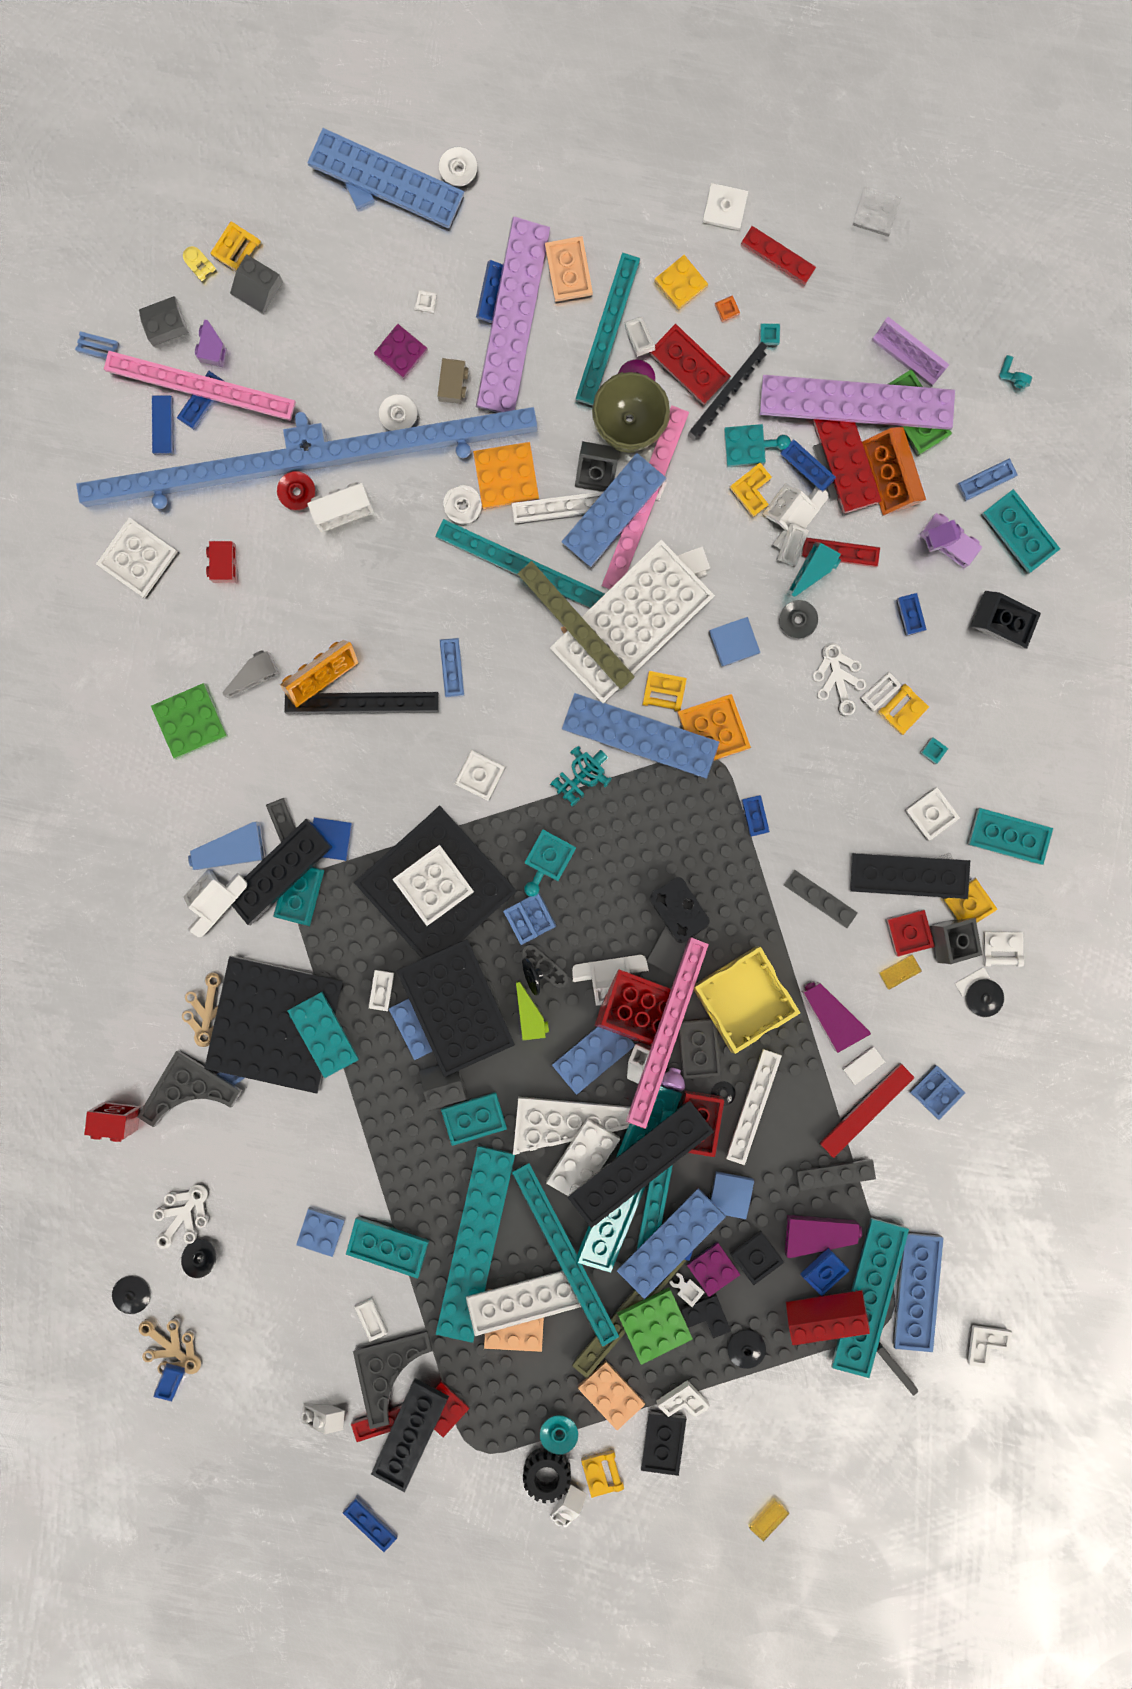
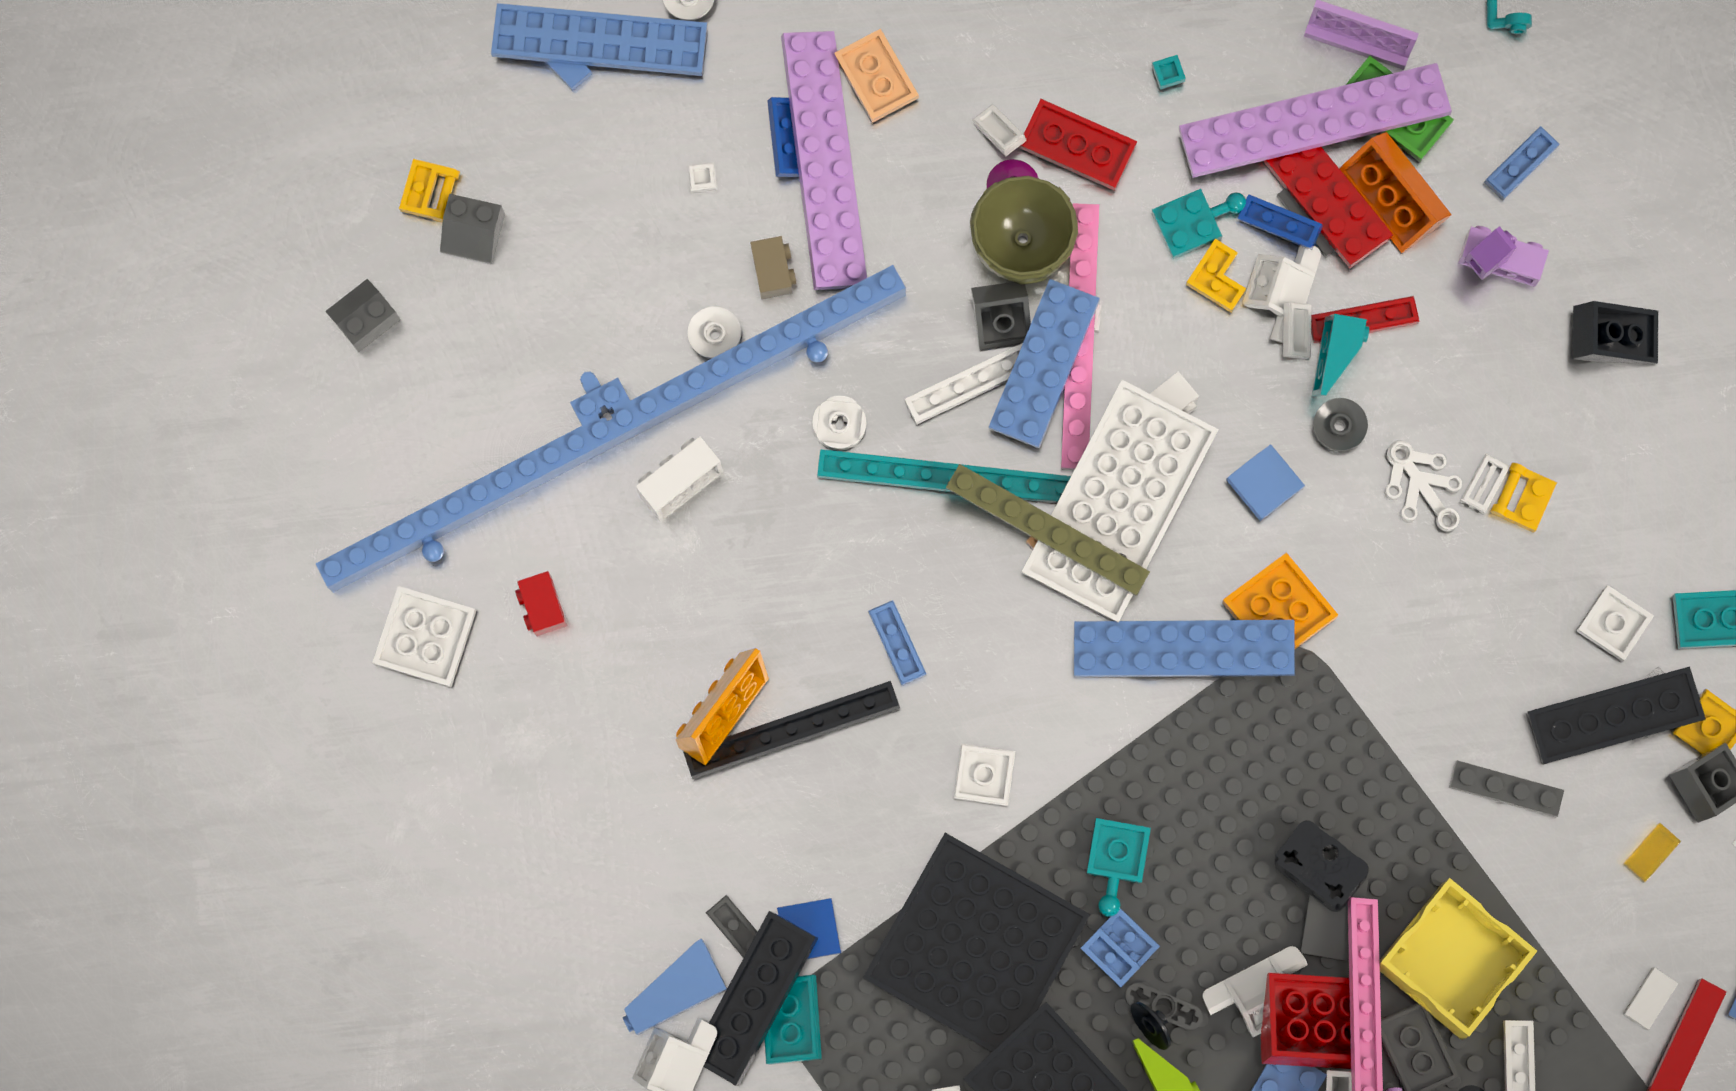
camera: 10 degrees left, 10 degrees down
(81, 342) = (261, 368): medium blue tile -> none
(162, 424) = (403, 450): blue tile -> none
(189, 721) = (563, 833): bright green plate -> none
(194, 258) = (378, 221): light yellow plate -> none
(196, 407) = (445, 401): blue tile -> none
(199, 385) = (439, 382): bright pink plate -> none
(210, 347) = (438, 327): medium lavender slope -> none
(255, 671) = (633, 736): light grey slope -> none
(289, 483) = (611, 463): red dish -> none
(400, 351) = (690, 251): magenta plate -> none
(433, 885) = (974, 943): white plate -> none
(506, 475) = (884, 365): light orange plate -> none
(595, 762) = (1132, 710): teal piece -> none
(607, 328) = (954, 135): teal plate -> none
(667, 685) = (1191, 570): yellow plate -> none
(681, 282) = (1029, 44): yellow plate -> none
(727, 308) = (1101, 58): orange tile -> none
(733, 385) = (1137, 173): black plate -> none
(755, 815) = (1377, 705): blue plate -> none
(836, 1020) = (1586, 946): magenta slope -> none
(910, 933) = (1645, 794): red plate -> none
(911, 614) = (1487, 368): blue plate -> none
(934, 750) = (1585, 538): teal plate -> none
(1021, 531) = (1591, 214): teal plate -> none

